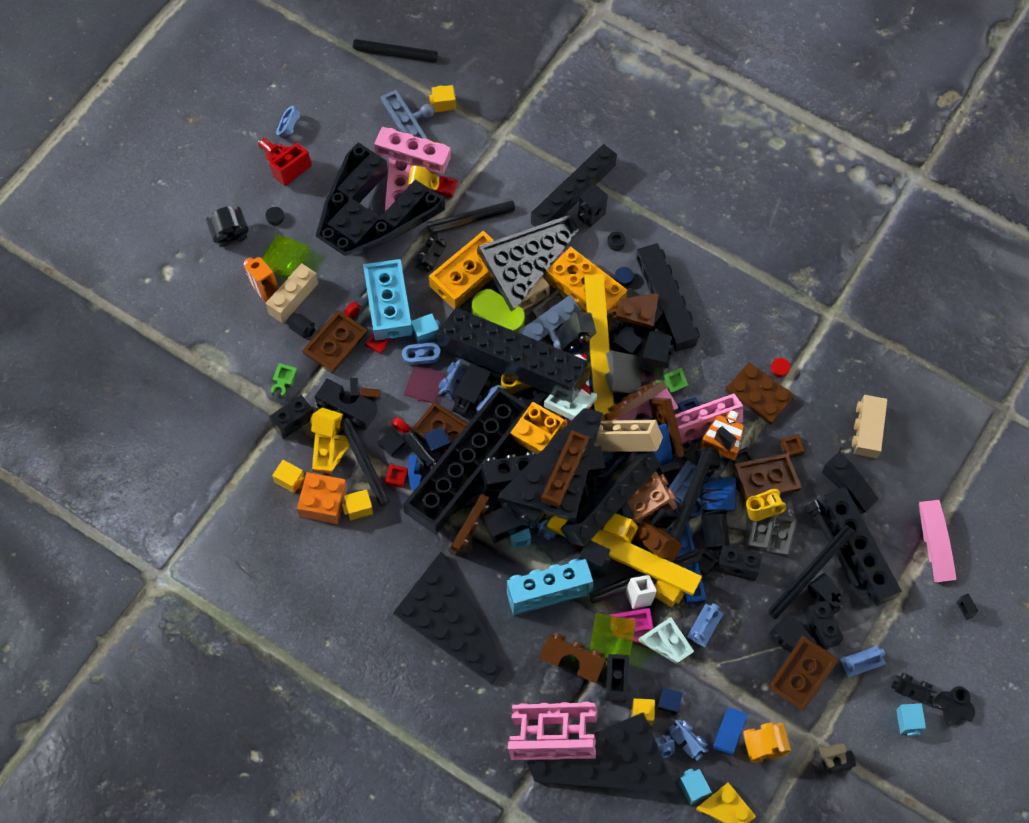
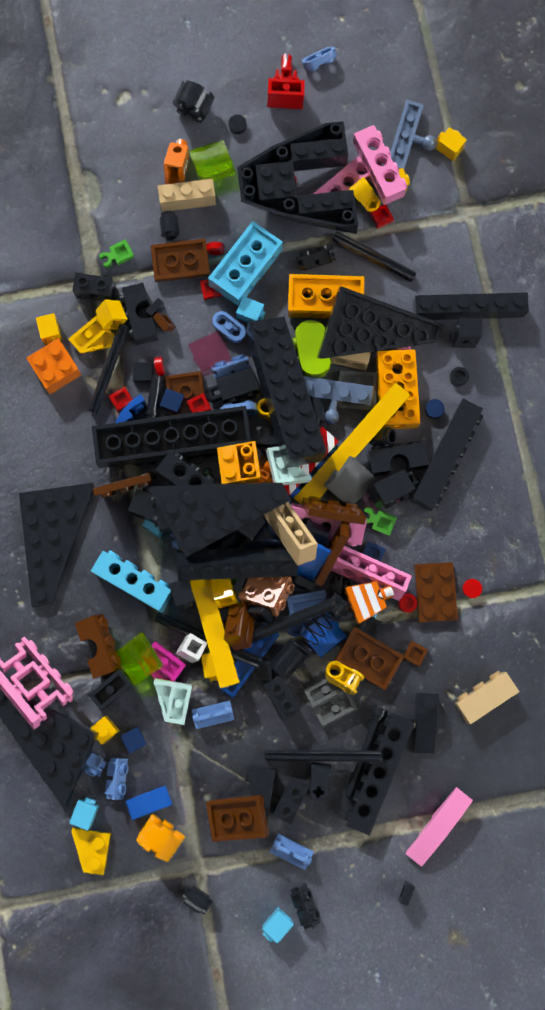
camera: 45 degrees right, 15 degrees up
(357, 505) = (72, 394): yellow brick -> none
(397, 50) = (458, 71): black axle -> none
(458, 423) = (199, 404): none -> red tile
(565, 469) = (215, 514): reddish brown tile -> none
(576, 332) = (347, 418): black brick -> none
(638, 310) = (410, 445): reddish brown wing -> none
(725, 438) = (359, 605): black tile -> none
(750, 418) = (407, 603): none -> red tile
(836, 750) = (195, 892): dark tan tile -> none
(953, 708) = (317, 949): black plate -> none

